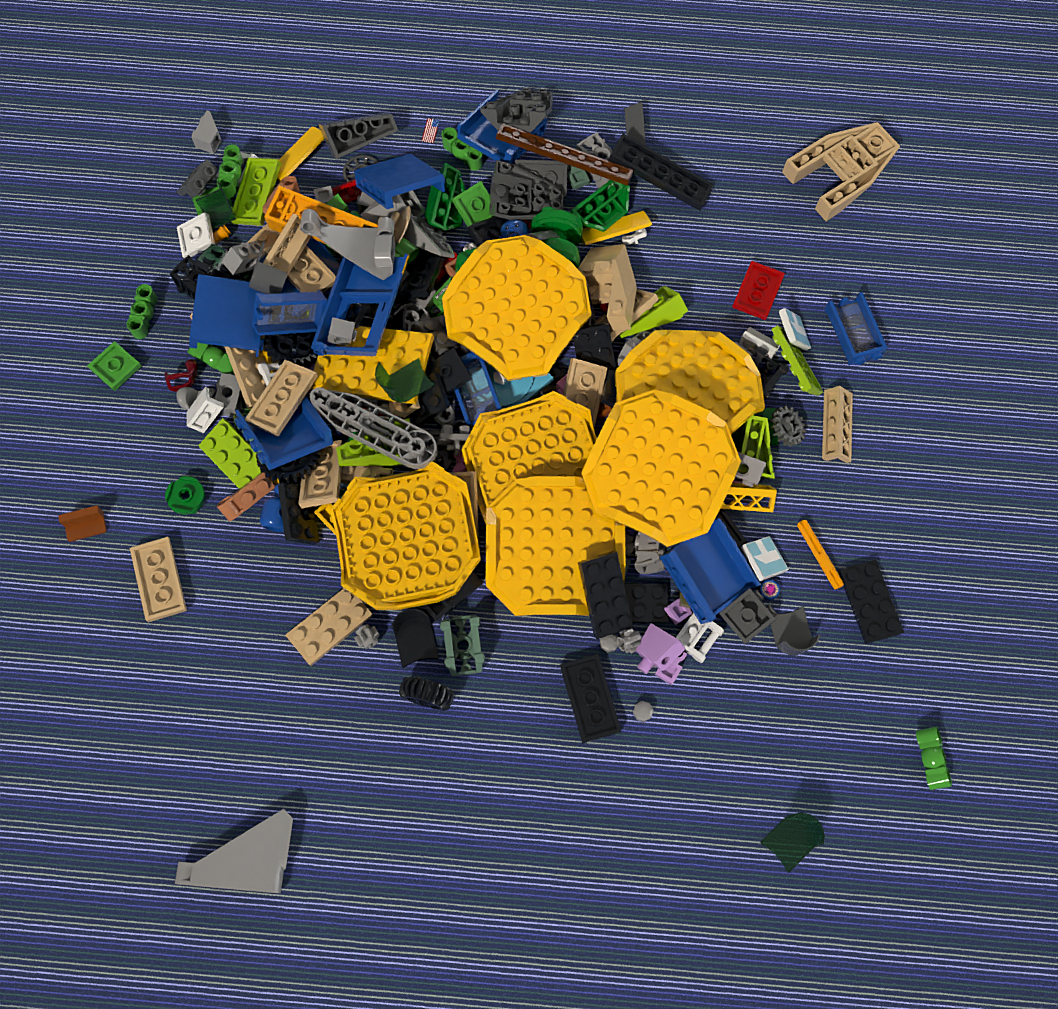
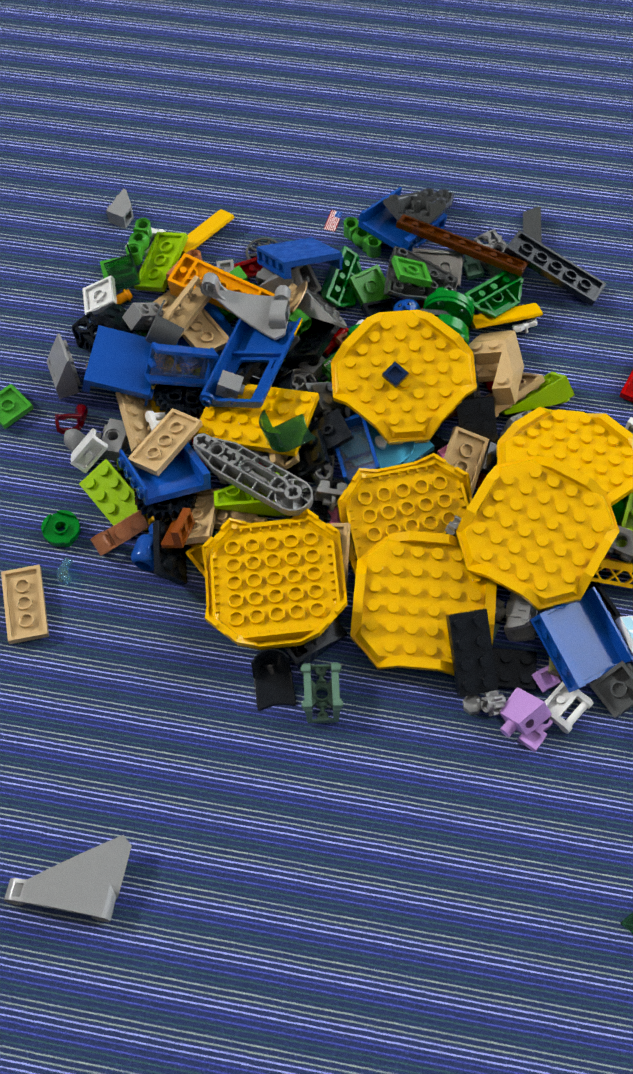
camera: 10 degrees right, 10 degrees down
(142, 319) = (37, 363): bright green piece -> none
(166, 322) = (63, 369): none -> light grey slope
(192, 541) = (62, 571): none -> clear light blue arm
(198, 179) = (107, 247): dark grey plate -> none
(213, 357) = (101, 403): bright green piece -> none
(305, 493) = (179, 530): none -> dark orange panel
(328, 626) = (188, 663): tan plate -> none
(354, 133) = (261, 216): dark grey wedge -> none
(366, 636) = (225, 675): light grey gear -> none
(426, 693) = (280, 734): black gear -> none
(508, 309) = (395, 374): none -> dark blue tile
(516, 189) = (411, 271): none -> bright green plate
(577, 467) = (452, 526): none -> light grey plate
(590, 698) = (448, 758): black plate -> none
(642, 711) = (503, 775): light grey tile -> none

